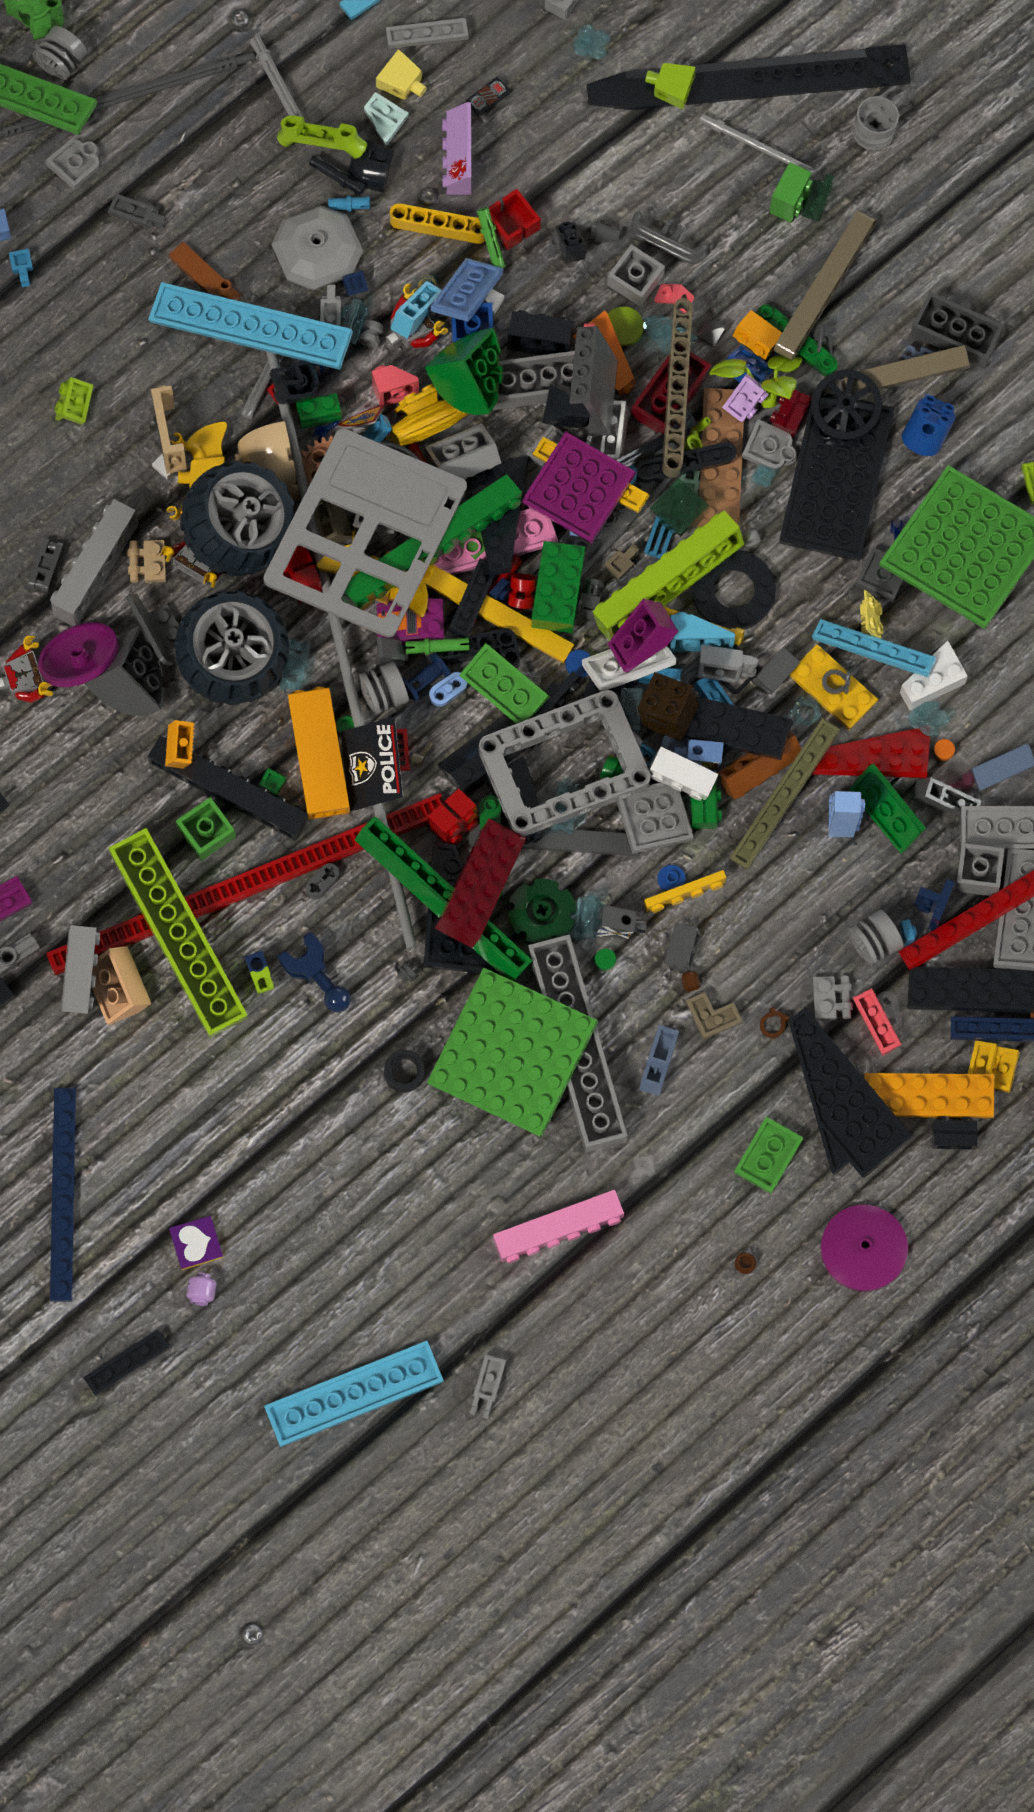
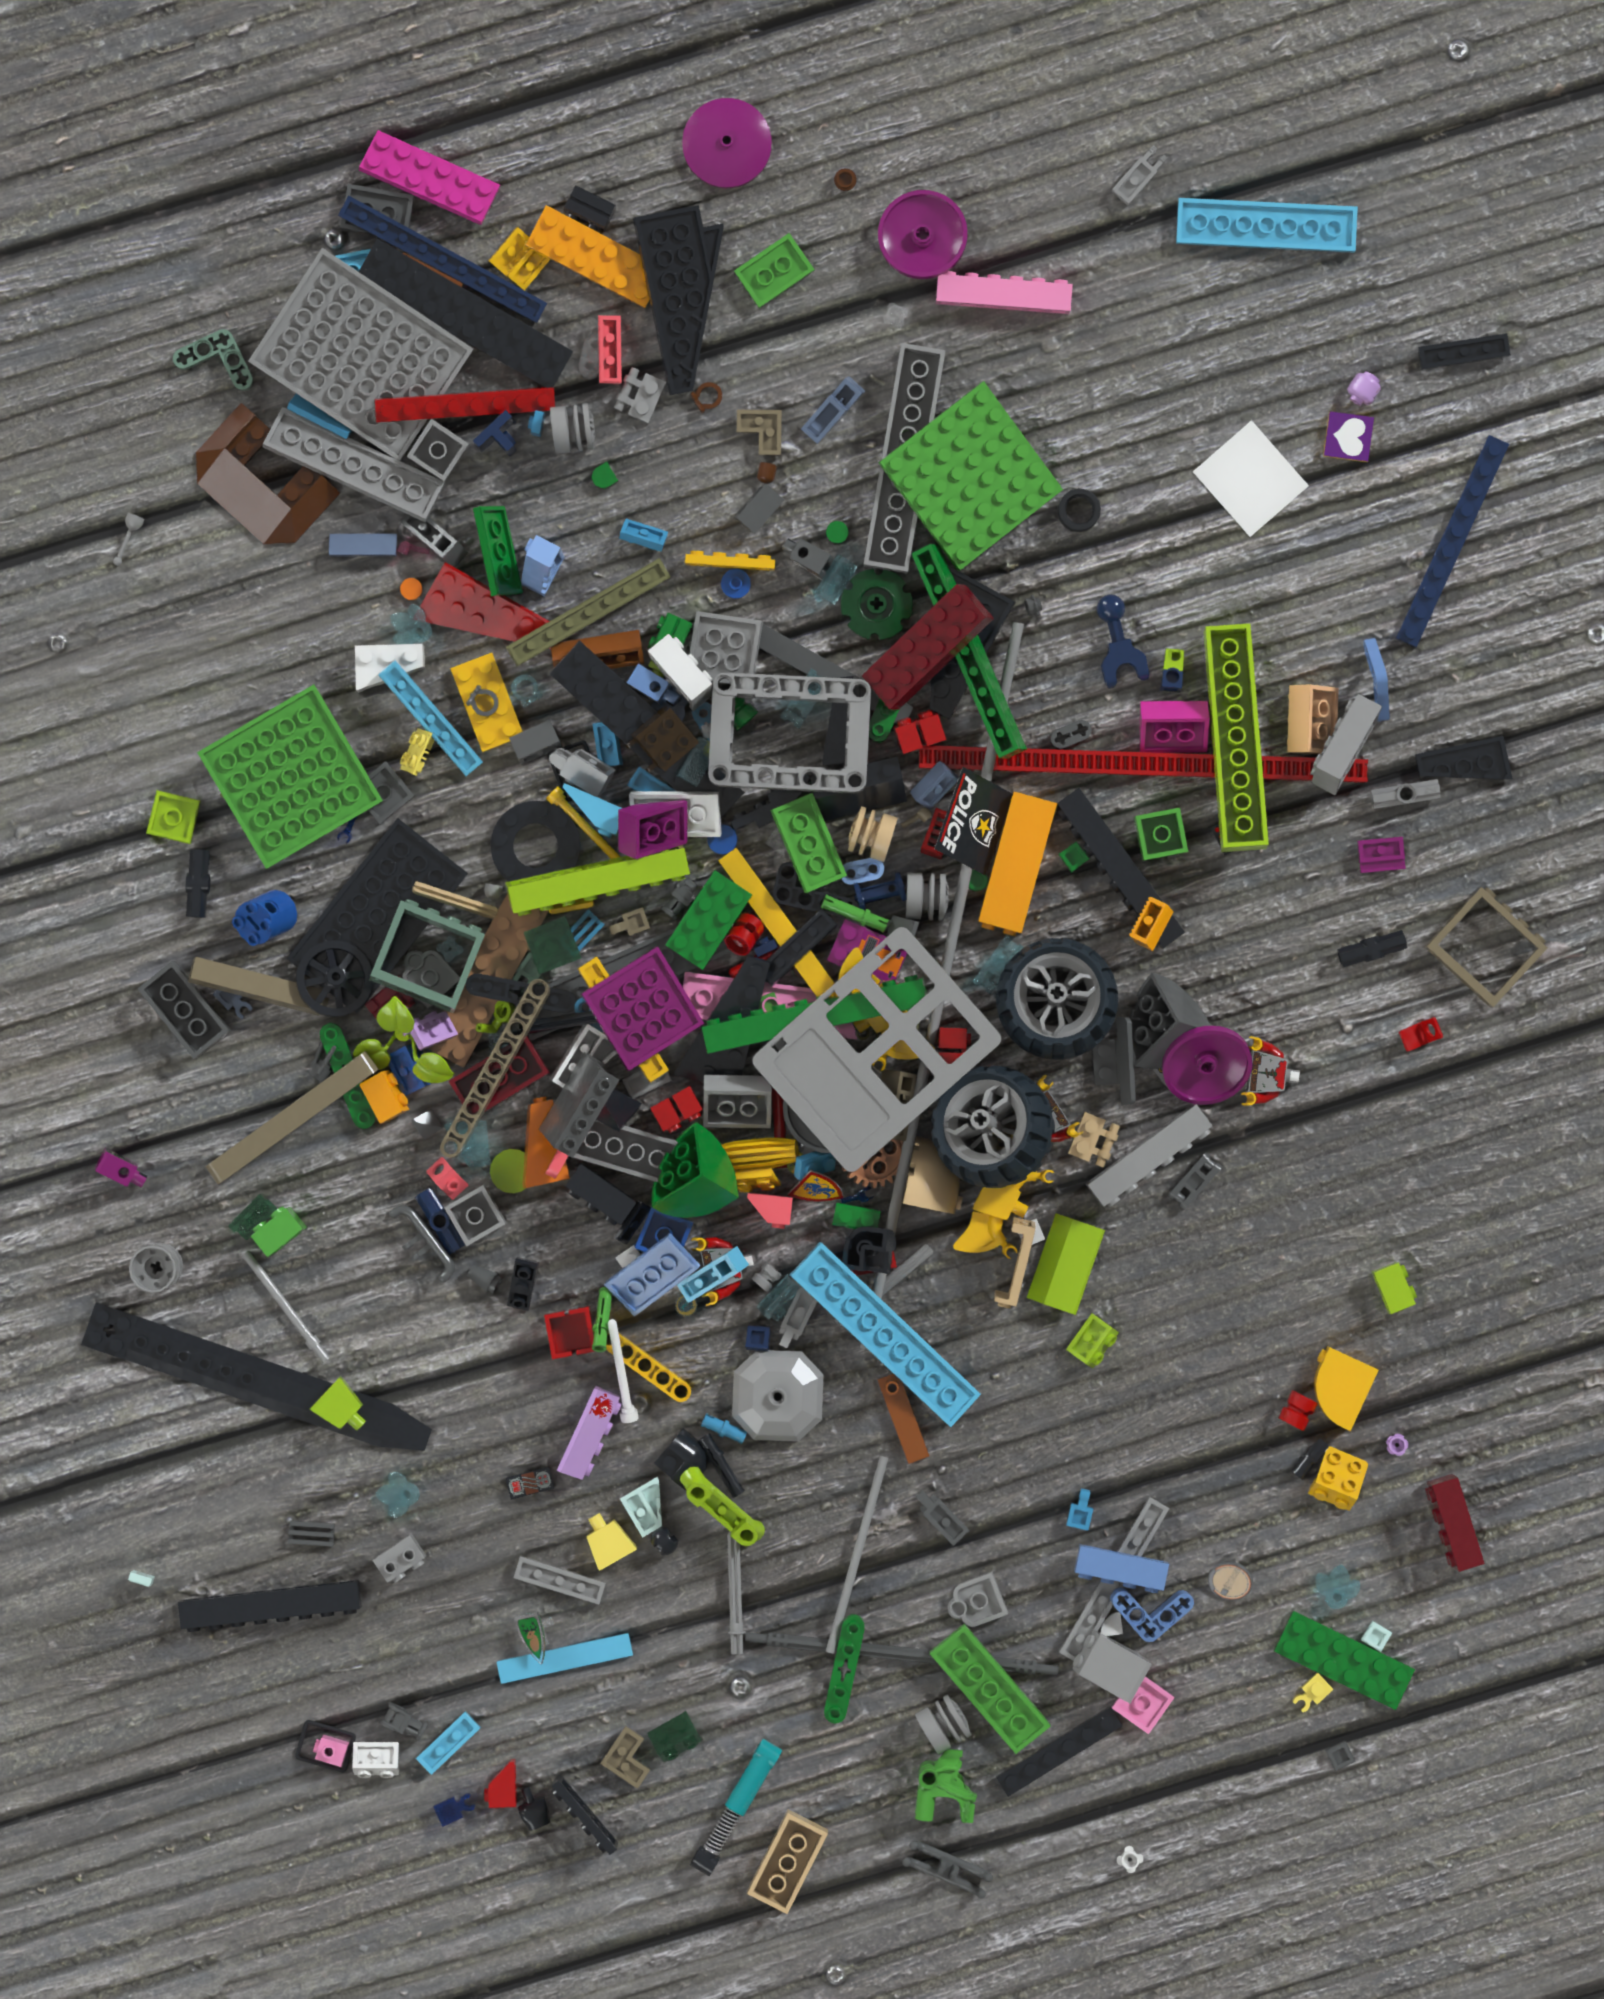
camera: 155 degrees left, 15 degrees up
(78, 1043) = (1379, 676): none -> medium blue beam
(124, 451) = (1065, 1264): none -> lime slope
(165, 78) = (848, 1648): none -> green piece
(192, 154) = (856, 1556): none -> light grey piece
(236, 926) = (1174, 726): none -> dark pink slope
(266, 1169) = (1250, 478): none -> white sticker
(356, 96) = (664, 1541): none -> black piece
(420, 784) = (934, 785): none -> sand blue slope
(434, 182) = (628, 1412): none -> white piece
(453, 718) = (872, 834): none -> tan wheel
(503, 326) = (632, 1222): none -> black slope
(514, 422) = (667, 1114): none -> red piece
(654, 1242) = (922, 234): none -> magenta dish
(674, 268) = (432, 1207): none -> dark blue piece
(770, 880) = (643, 535): none -> dark azure plate
(775, 419) = (411, 989): none -> sand green window
(778, 512) = (454, 900): none -> tan axle
(828, 916) = (603, 476): none -> green tile
(946, 186) = (111, 1162): none -> magenta torso
(998, 435) = (197, 883): none -> black piece

